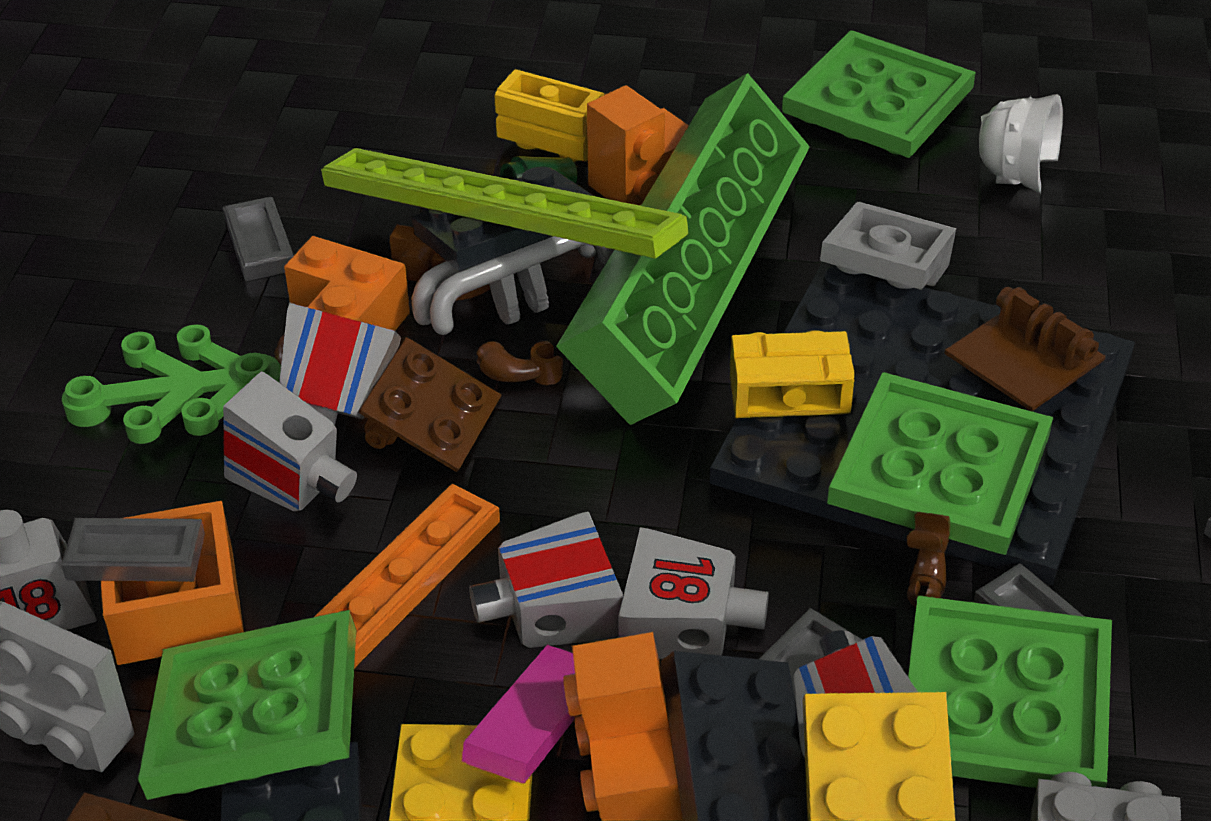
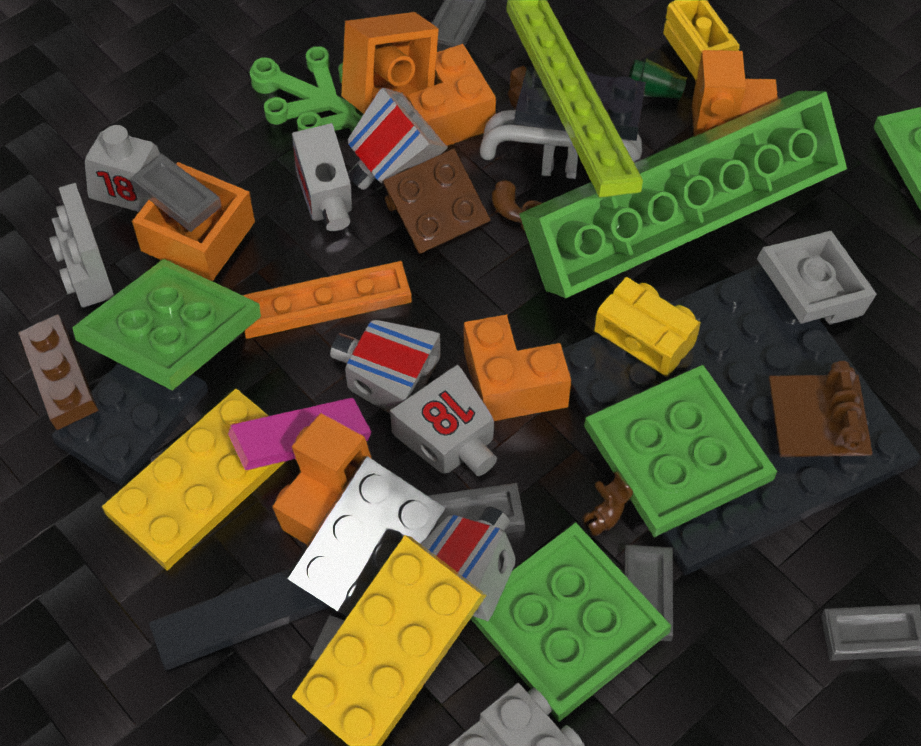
camera: 40 degrees right, 15 degrees up
(244, 289) = (389, 54): none -> orange brick
(712, 505) = (514, 380): none -> orange brick

